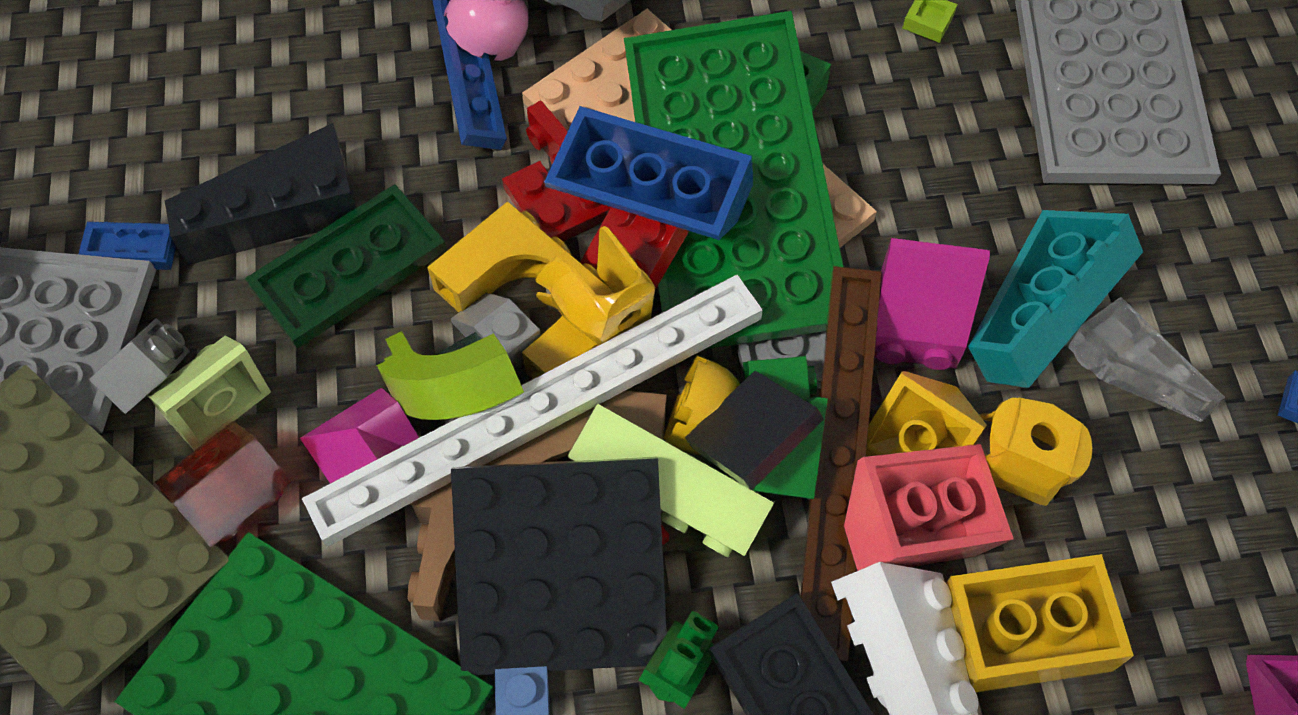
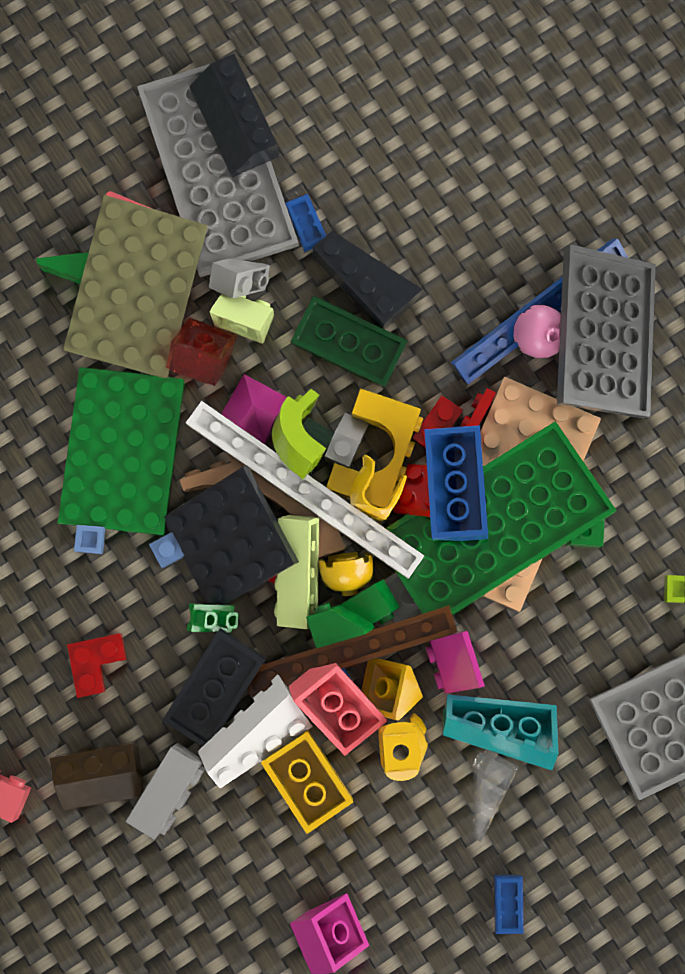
camera: 60 degrees right, 20 degrees up
(754, 429) = (333, 603): black tile -> none

